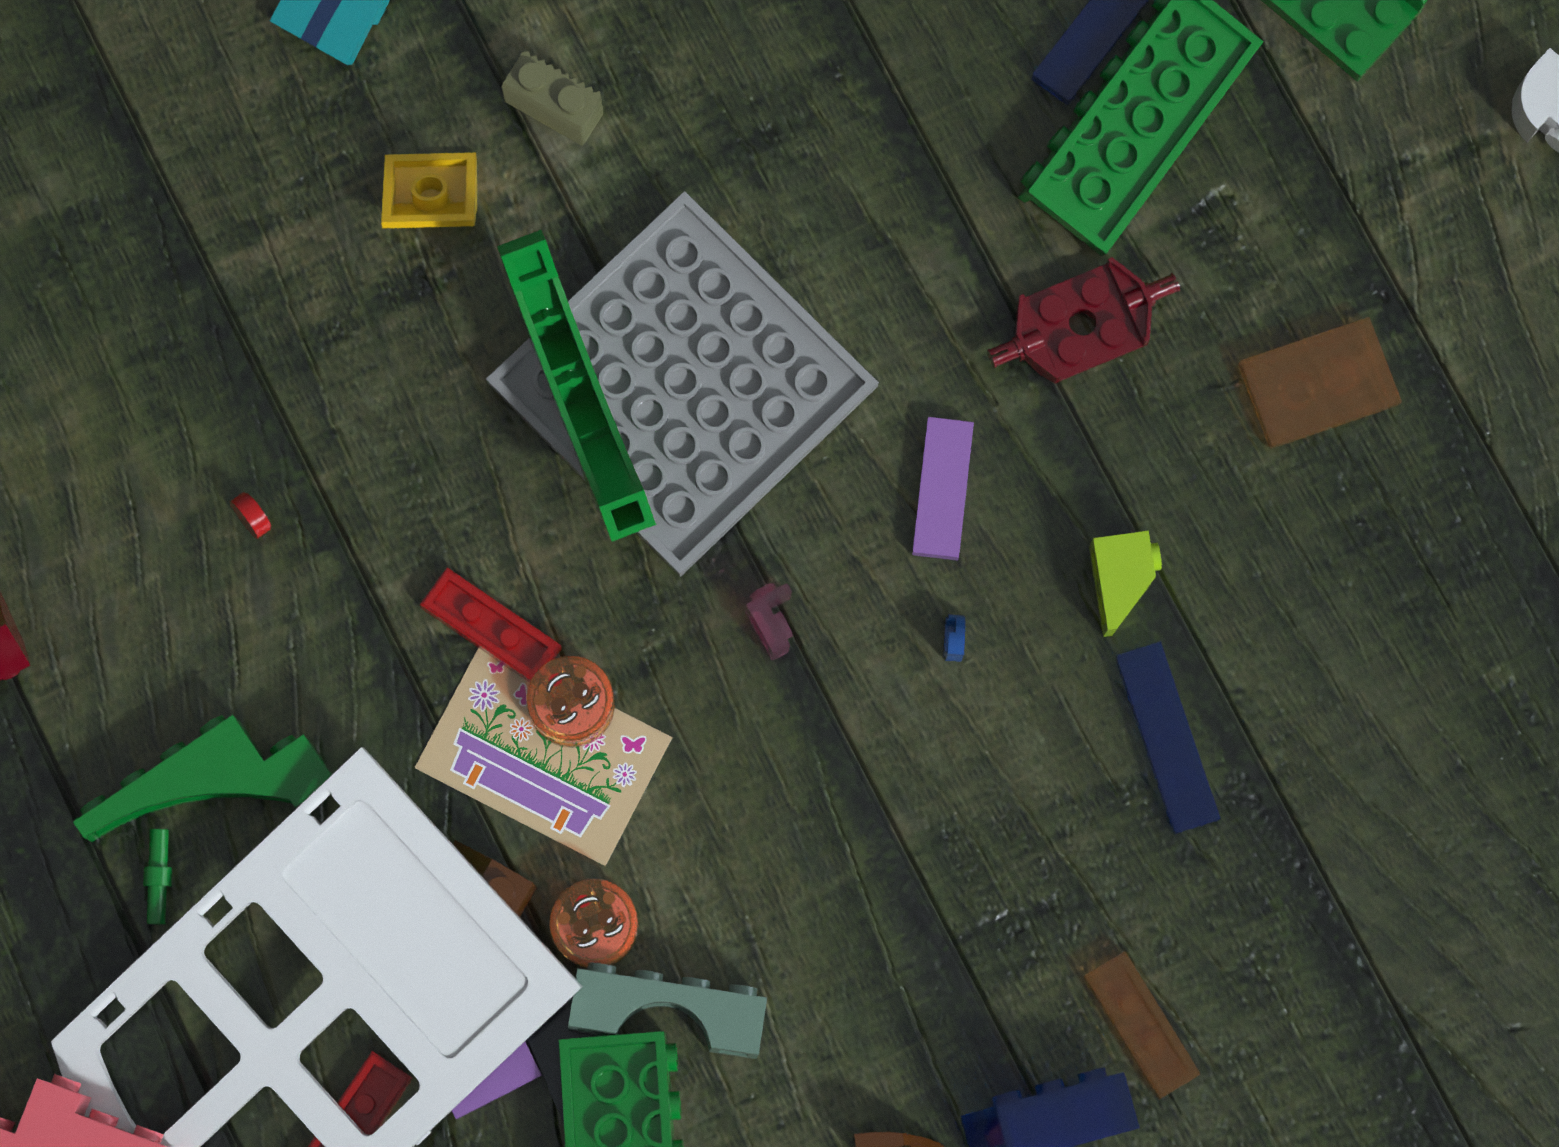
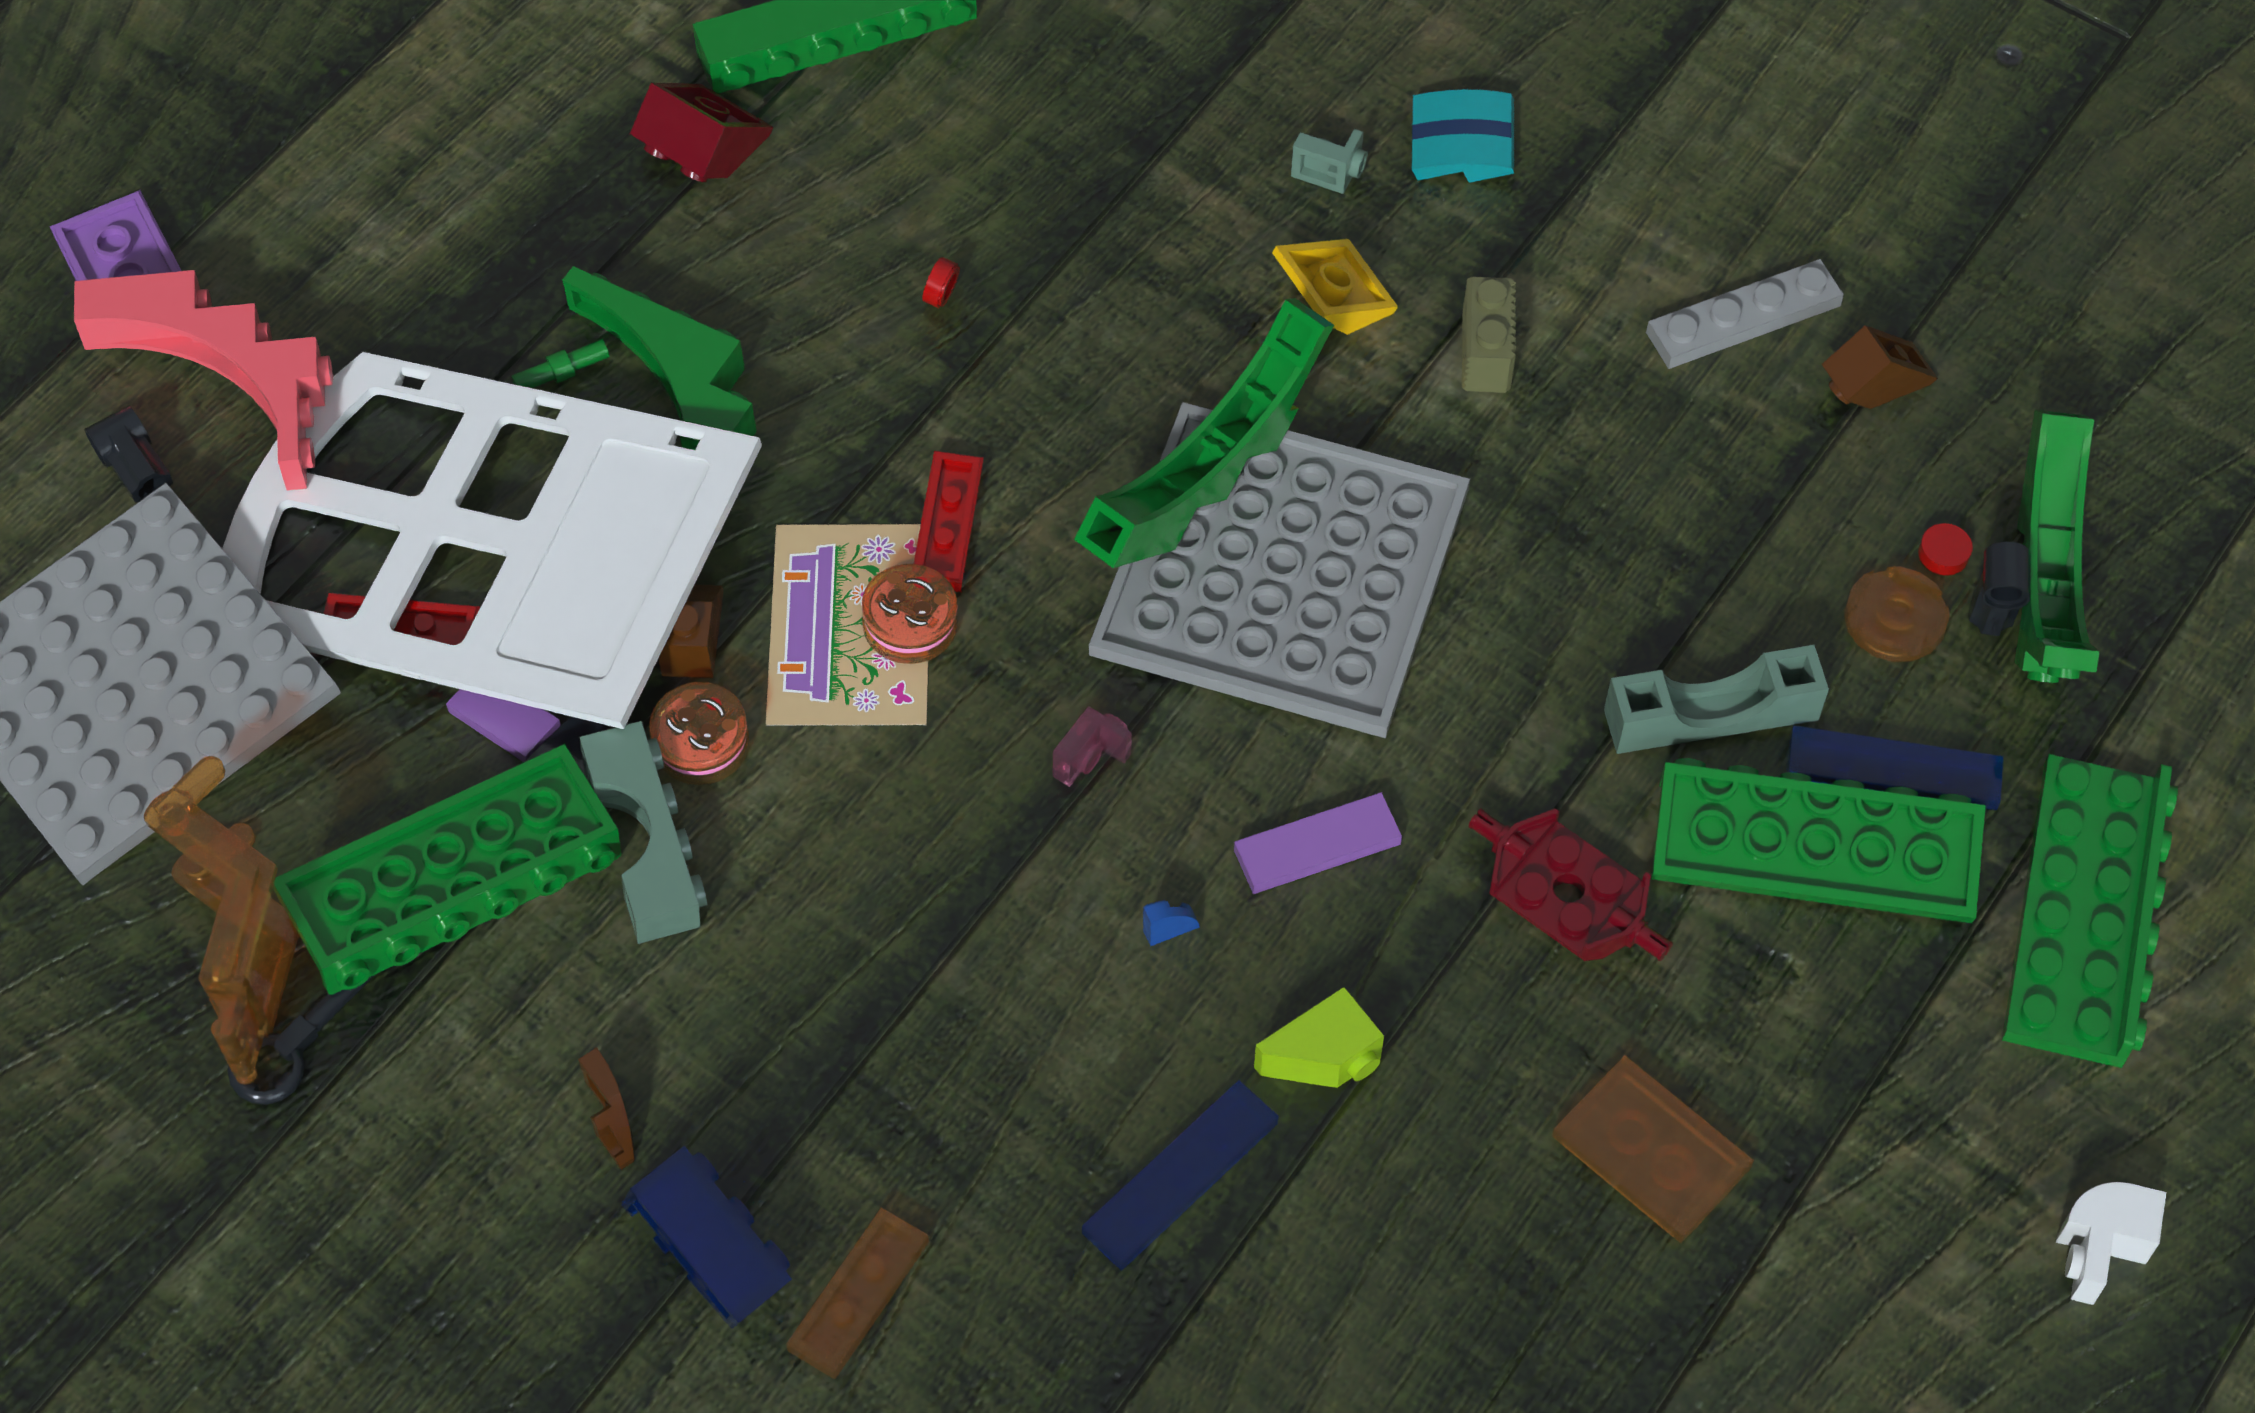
camera: 65 degrees right, 20 degrees down
(303, 133) = (1328, 163): none -> sand green bracket
(988, 120) = (1770, 693): none -> sand green arch

